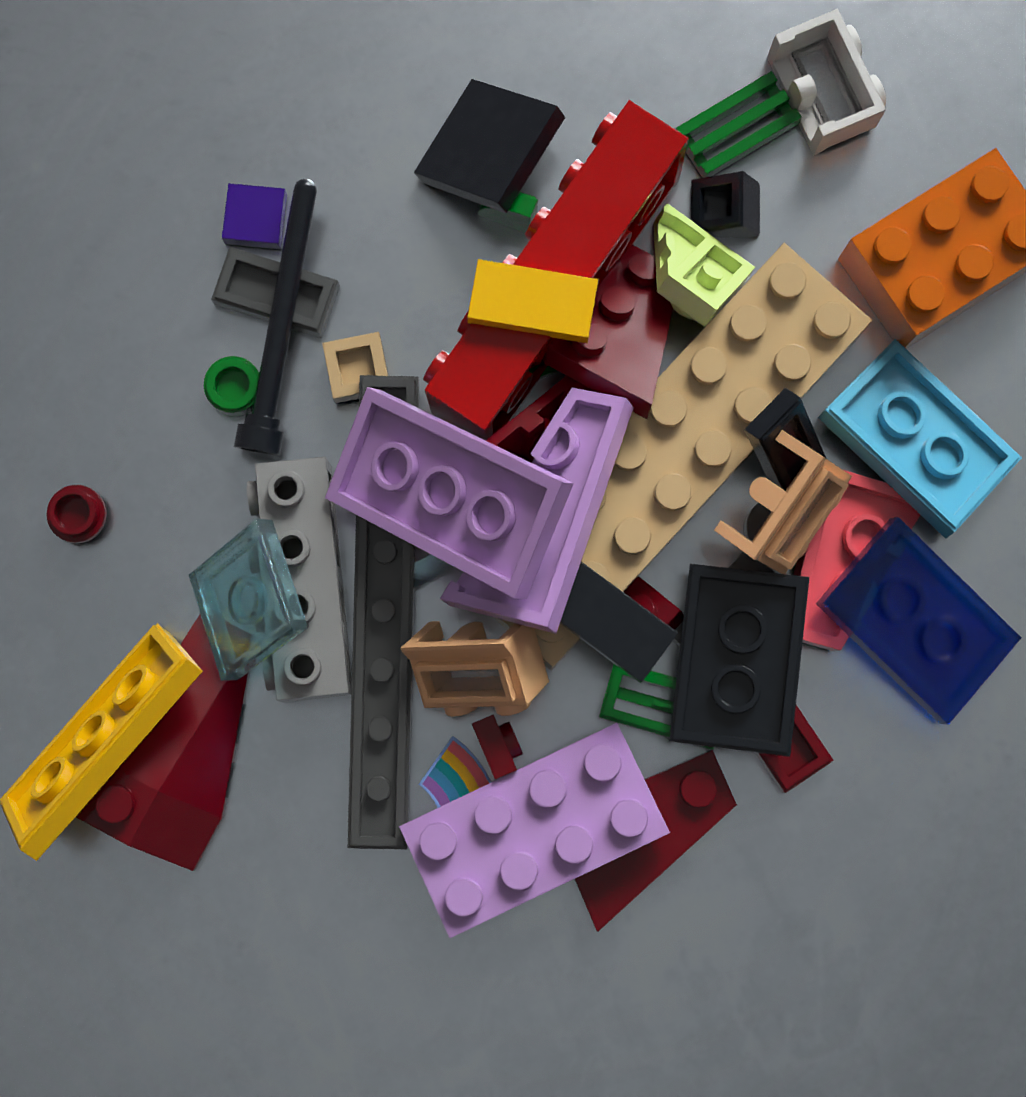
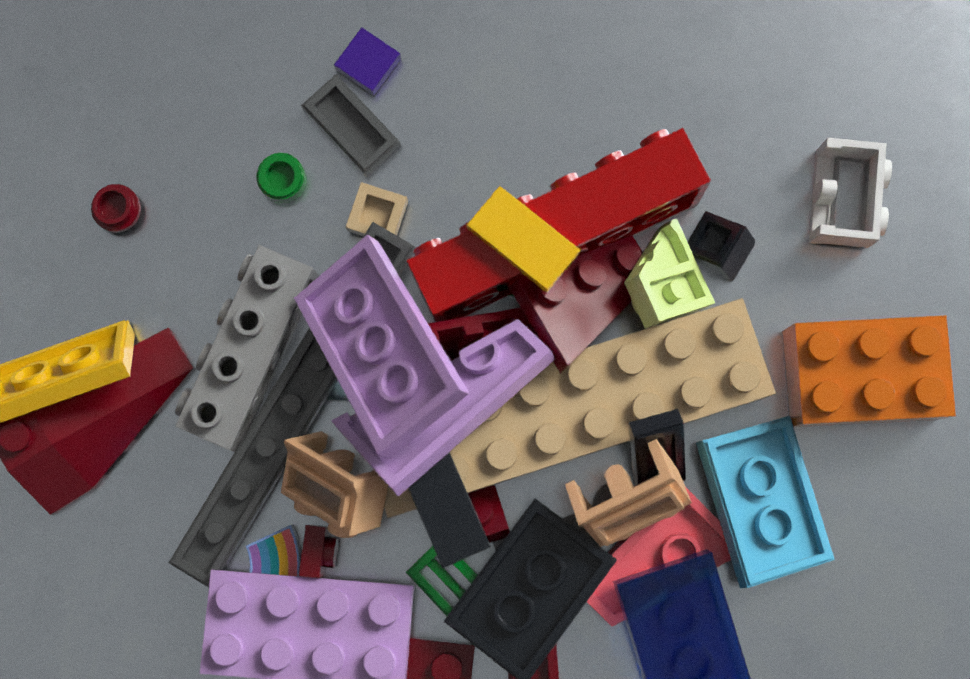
camera: 35 degrees right, 0 degrees up
(247, 600) = (196, 341): clear light blue tile -> none
(261, 428) = (282, 220): black piece -> none
(489, 145) = (567, 103): black tile -> none
(519, 214) = (558, 161): tile -> none
(776, 100) = (804, 187): green tile -> none

